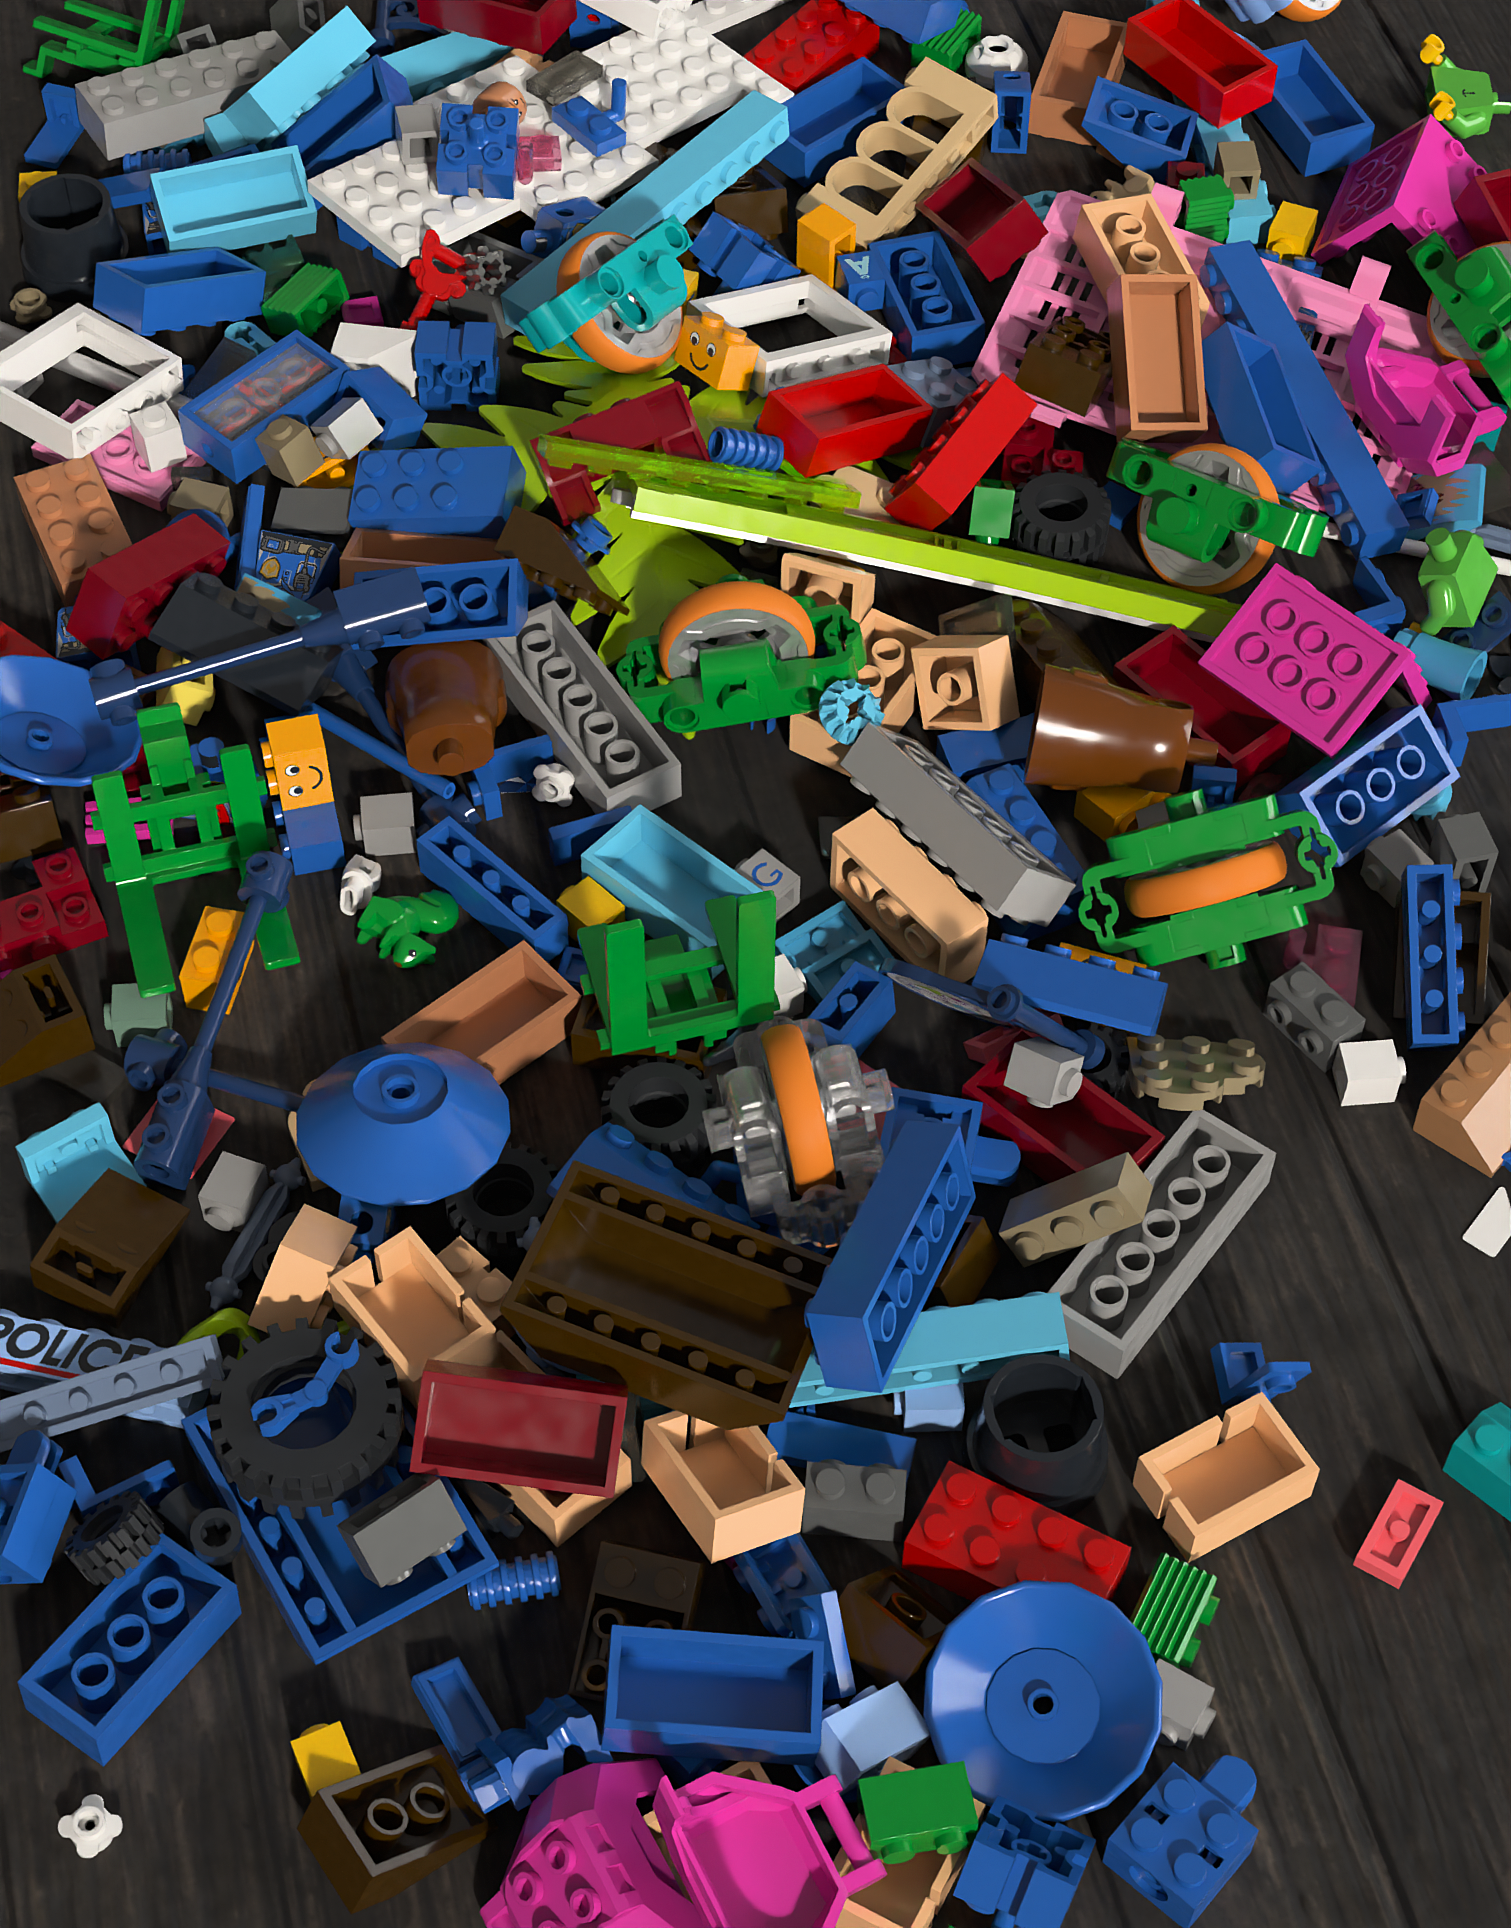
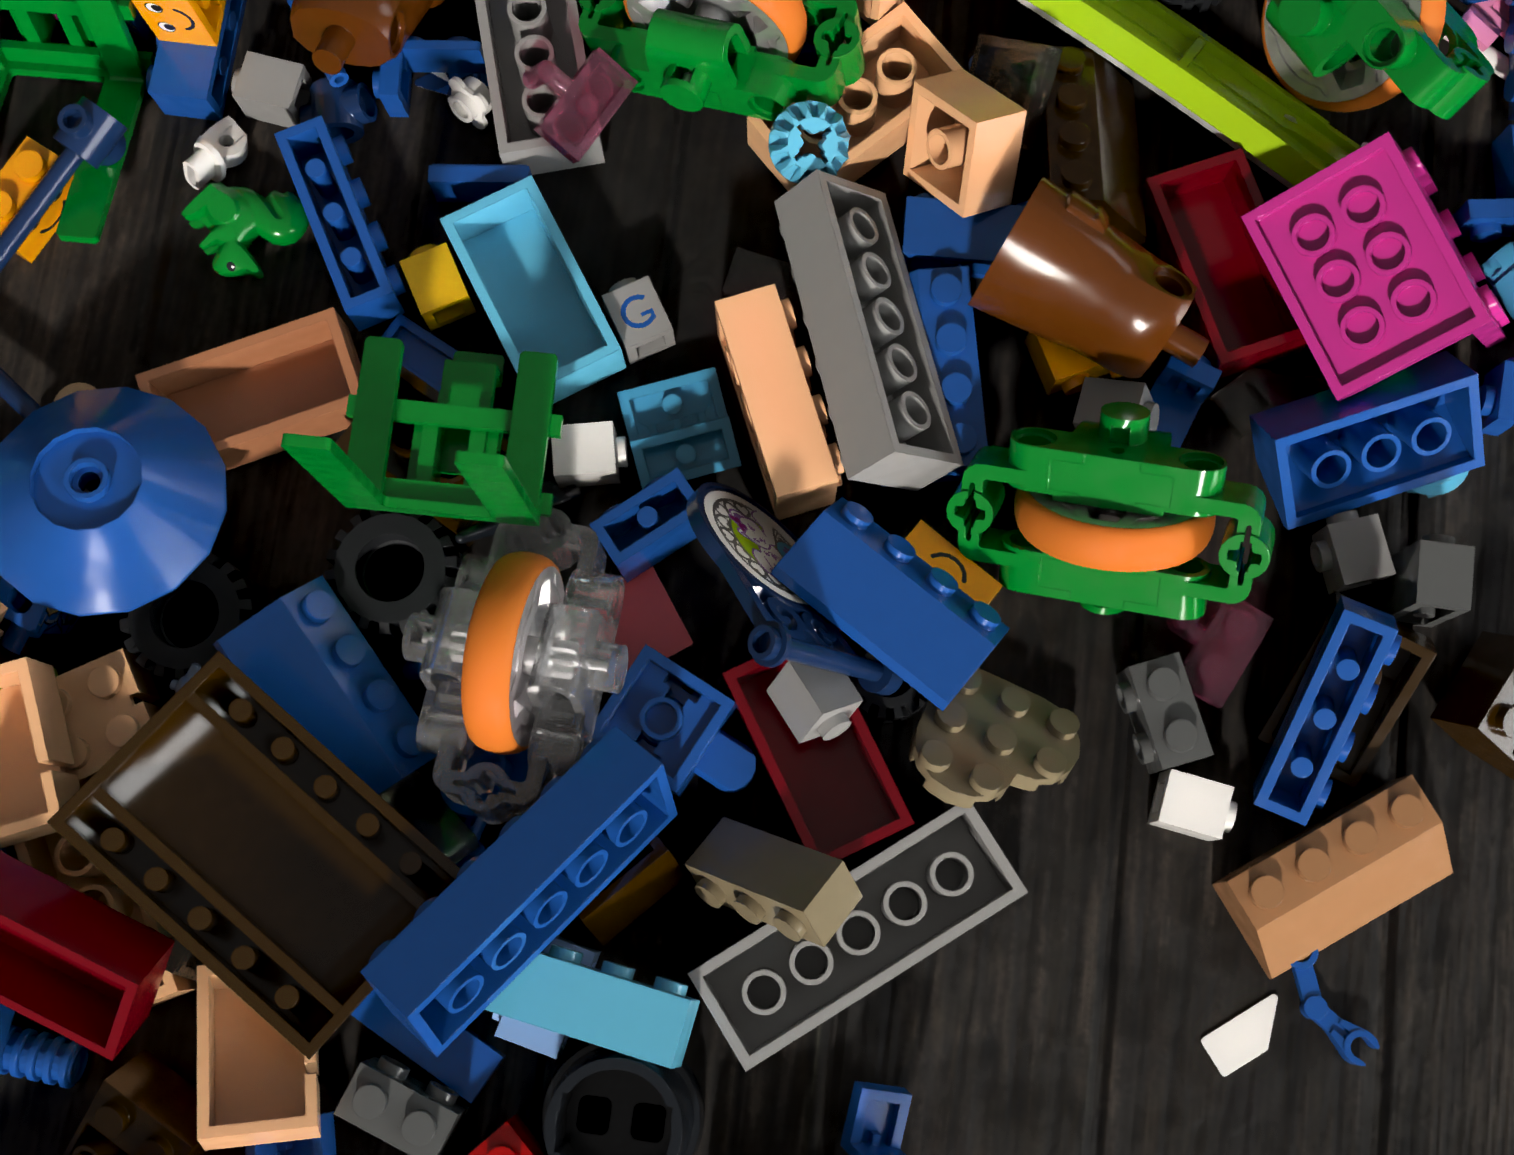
camera: 25 degrees right, 25 degrees up
(663, 737) = (583, 102): none -> clear pink plate

